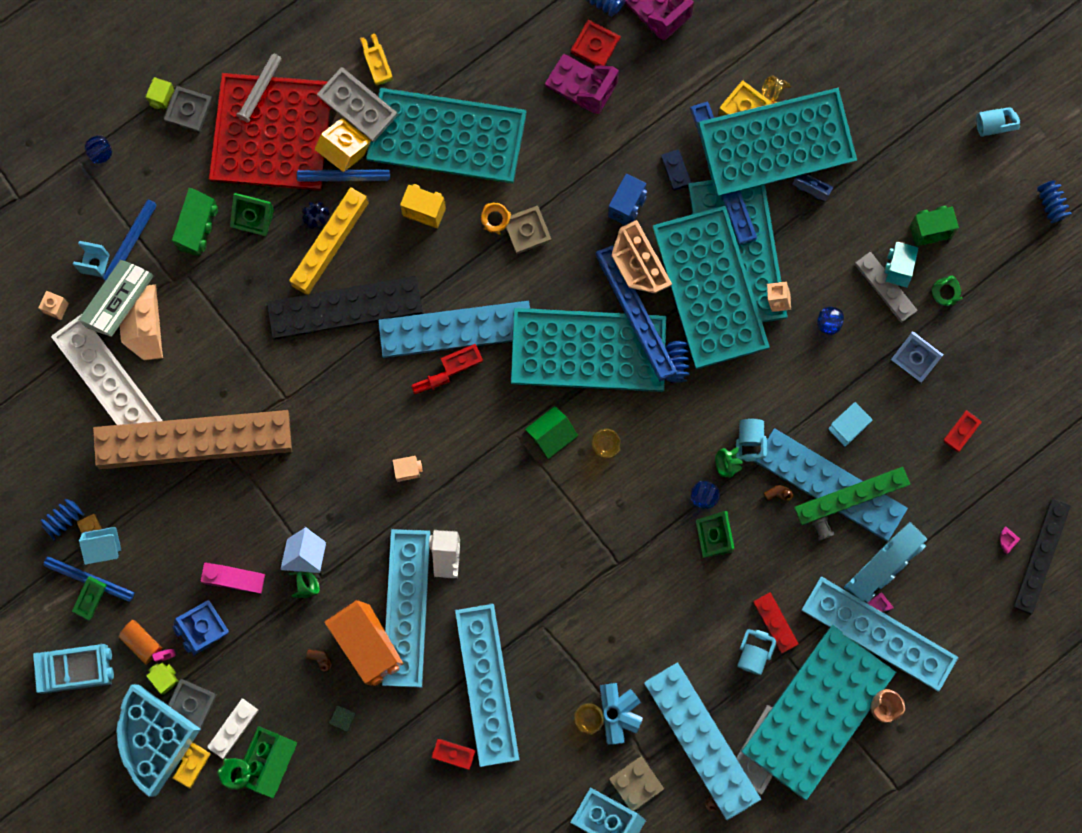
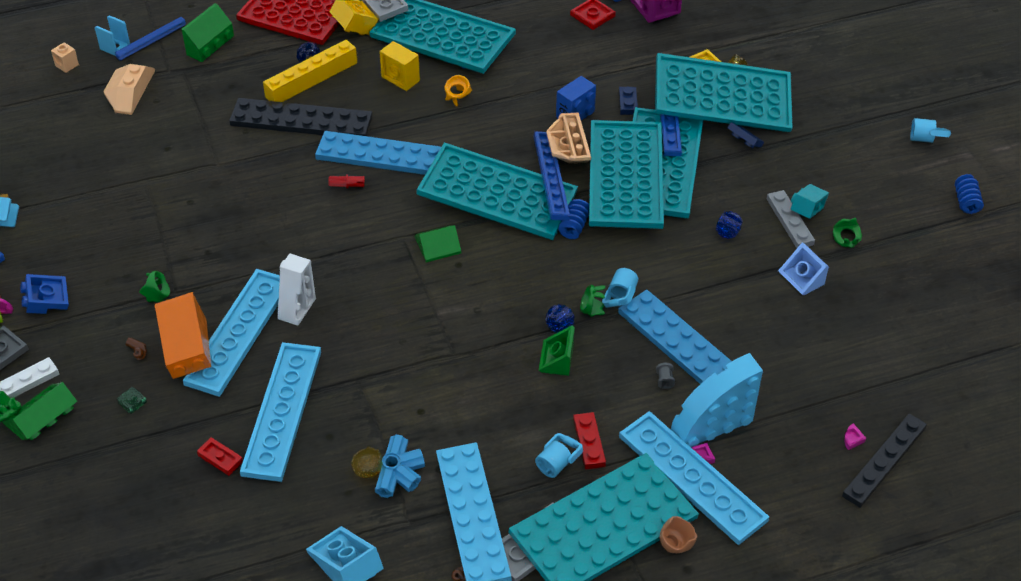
camera: 15 degrees right, 30 degrees down
(104, 374) = (78, 118): white plate -> none
(115, 298) = (114, 59): sand green slope -> none
(192, 439) = (121, 161): medium nougat brick -> none
(232, 578) = (94, 266): dark pink slope -> none
(251, 214) = (258, 41): green slope -> none
(303, 552) = (169, 261): light blue slope -> none
(338, 175) = (343, 35): blue axle -> none
(407, 468) = (294, 231): light nougat brick -> none
(462, 360) = (382, 173): red plate -> none
(527, 230) = (481, 105): dark tan plate -> none
(582, 84) = (574, 33): magenta bracket -> none
(606, 443) = (482, 258): clear yellow hair -> none
(636, 783) = (390, 535): dark tan plate -> none
(779, 296) = (688, 183): light nougat brick -> none
(780, 492) = (633, 338): reddish brown arm -> none
(850, 424) = (722, 302): medium azure piece -> none
(852, 496) = (700, 353): green plate -> none
(934, 225) = (848, 181): green brick -> none
(962, 431) = (830, 337): red plate -> none

